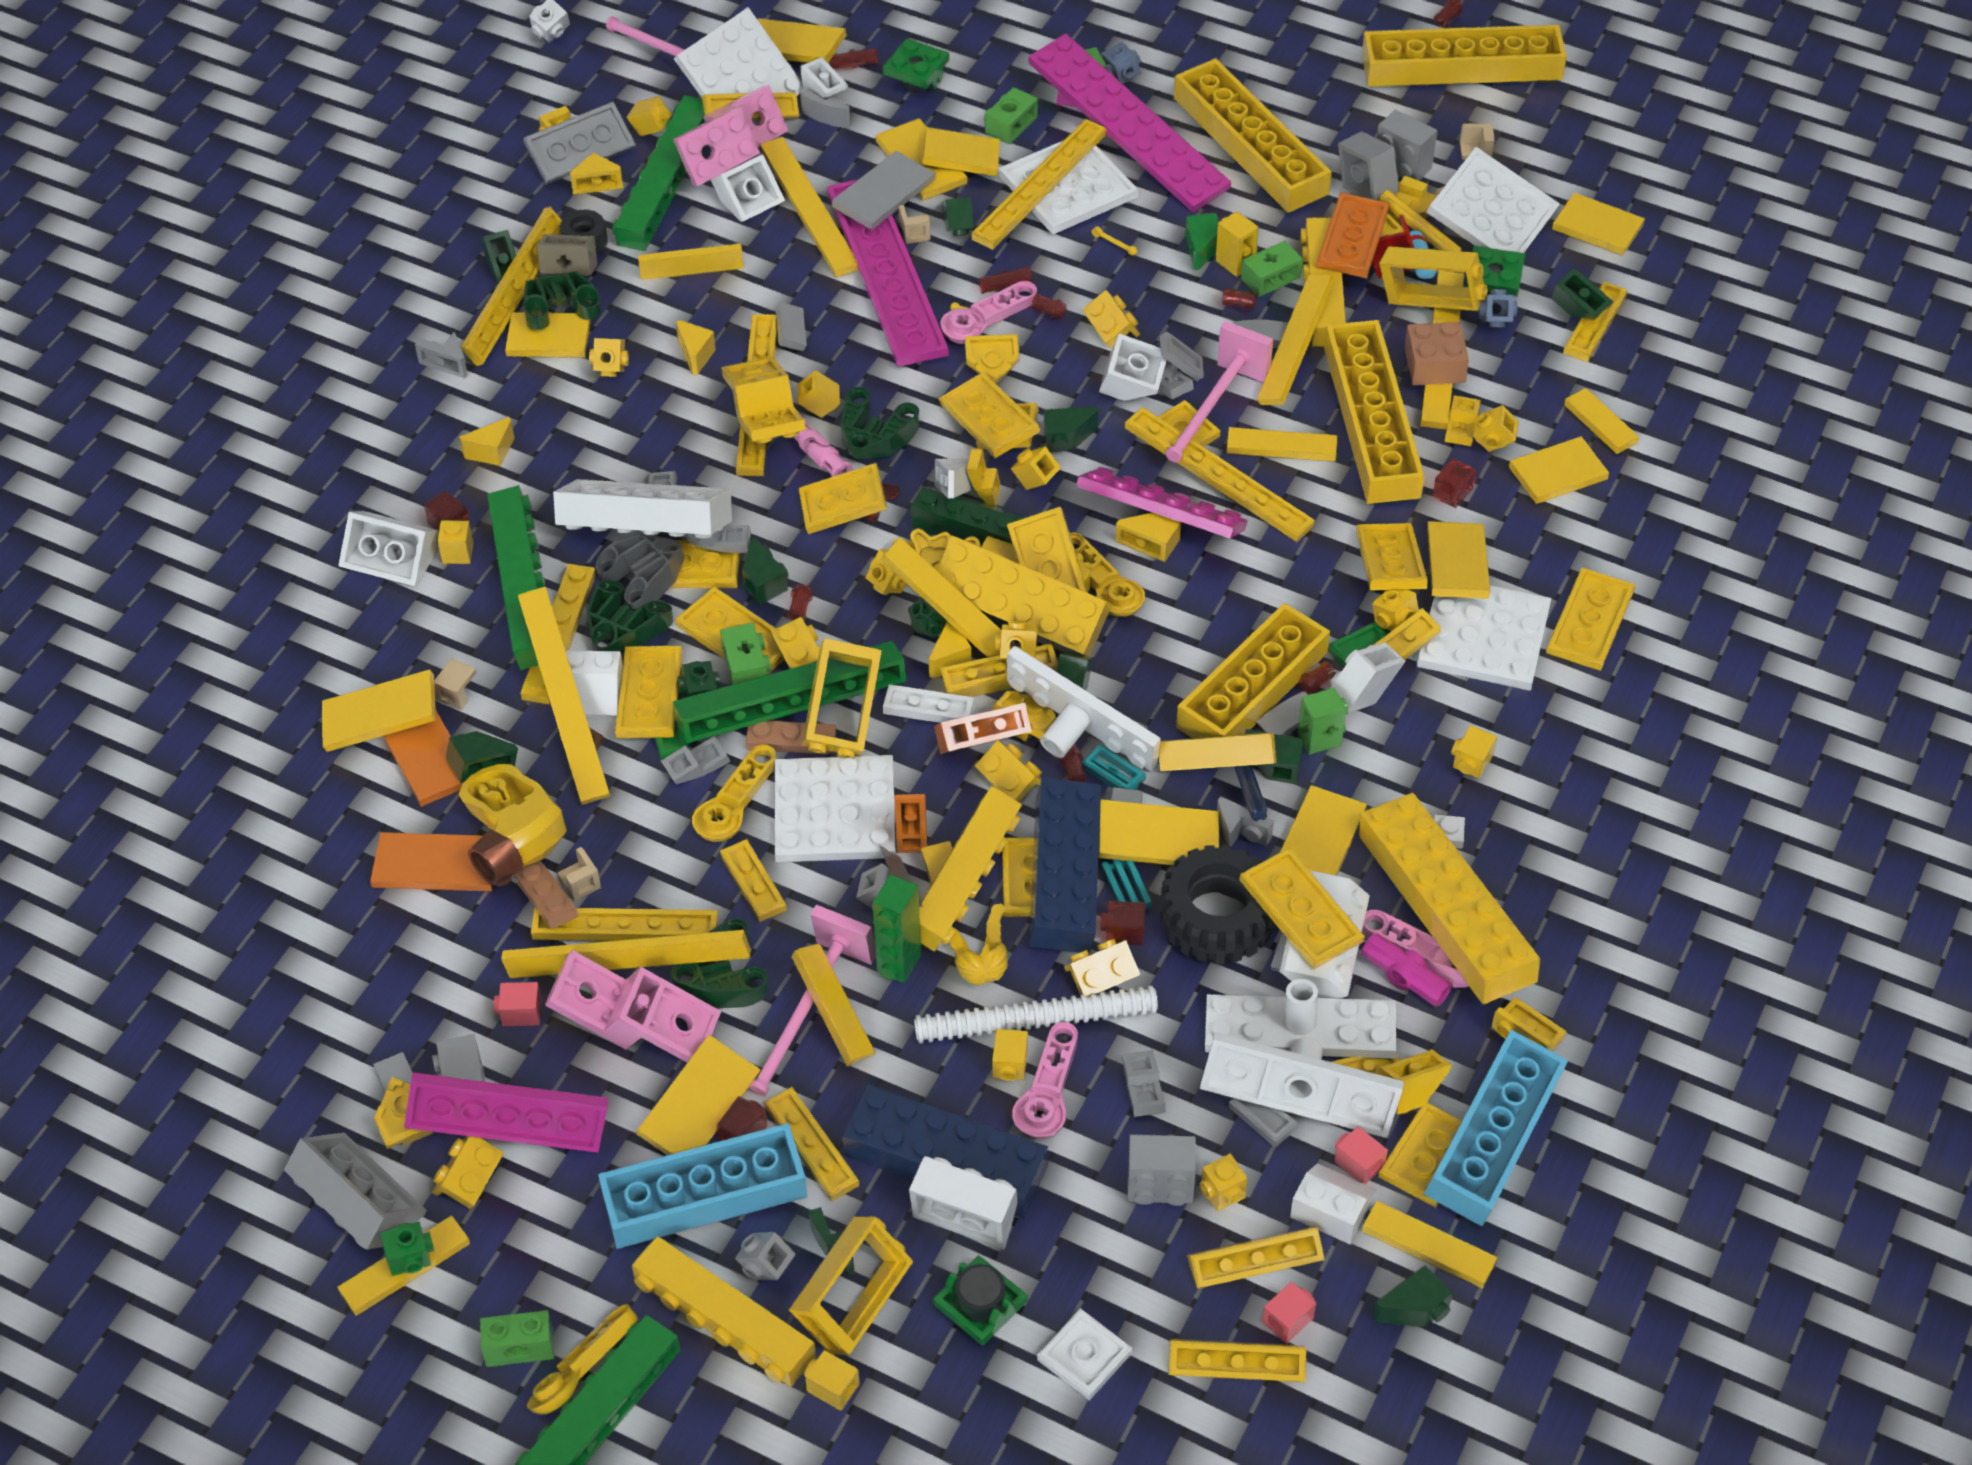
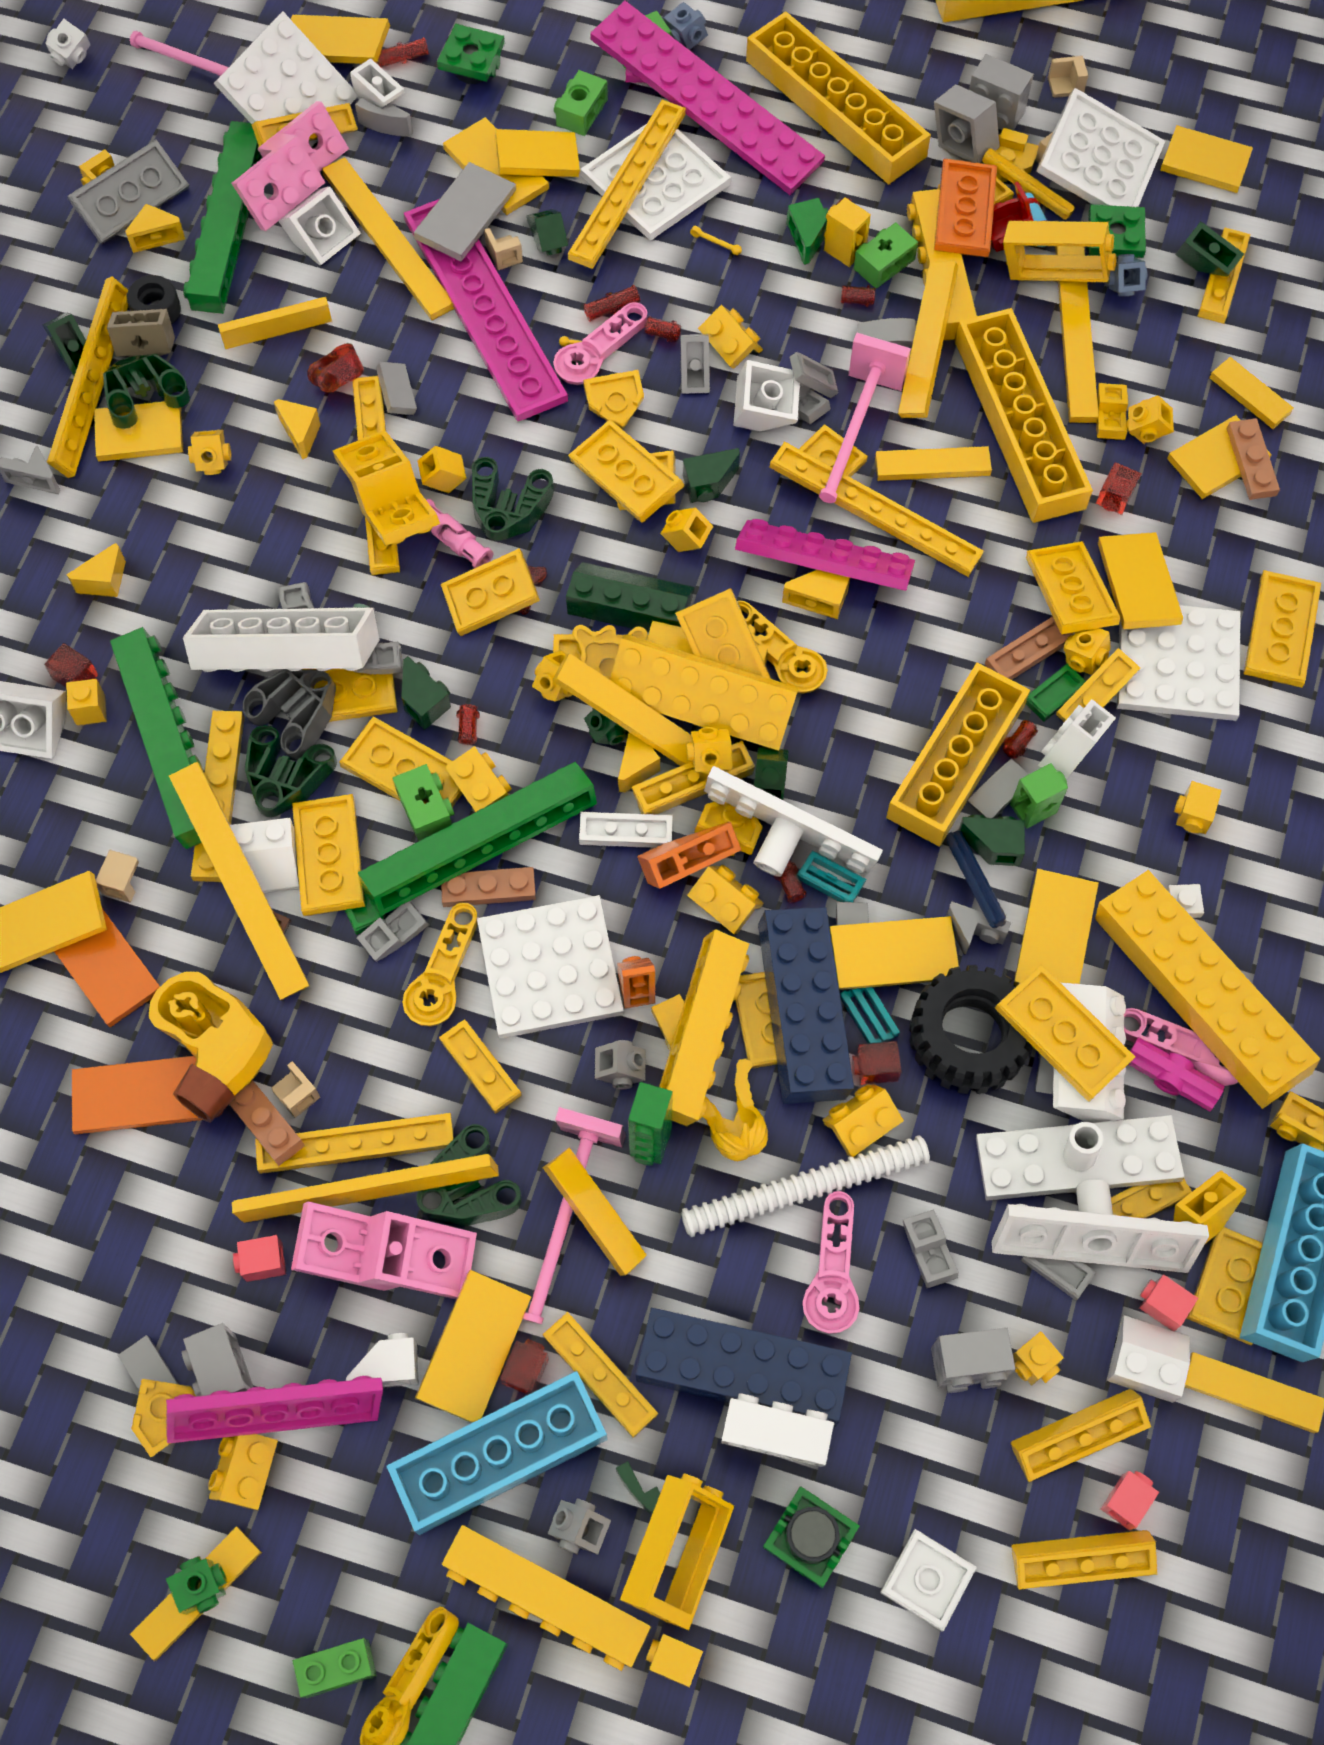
camera: 10 degrees left, 15 degrees up
(351, 1187) = (125, 1513): light grey slope -> none
(476, 751) = (159, 960): dark green slope -> none
(625, 1102) = (392, 1360): none -> white slope
(649, 116) = (197, 150): yellow brick -> none
(697, 678) = (379, 838): dark green brick -> none
(743, 302) = (336, 368): none -> clear red piece
(847, 653) = (510, 837): yellow window -> none
(896, 866) = (638, 1049): flat silver sticker -> none
(952, 477) = (604, 554): white slope -> none
(983, 479) = (635, 550): yellow slope -> none
(1010, 1054) = (788, 1240): yellow brick -> none
(1072, 336) = (695, 363): none -> light grey slope
(1217, 752) = (939, 849): yellow tile -> none
(1340, 604) = (1027, 650): none -> nougat plate
(1415, 1301) = (1255, 1465): dark green slope -> none
(1436, 353) = (1075, 338): nougat brick -> none
(1589, 473) = (1253, 459): none -> nougat plate

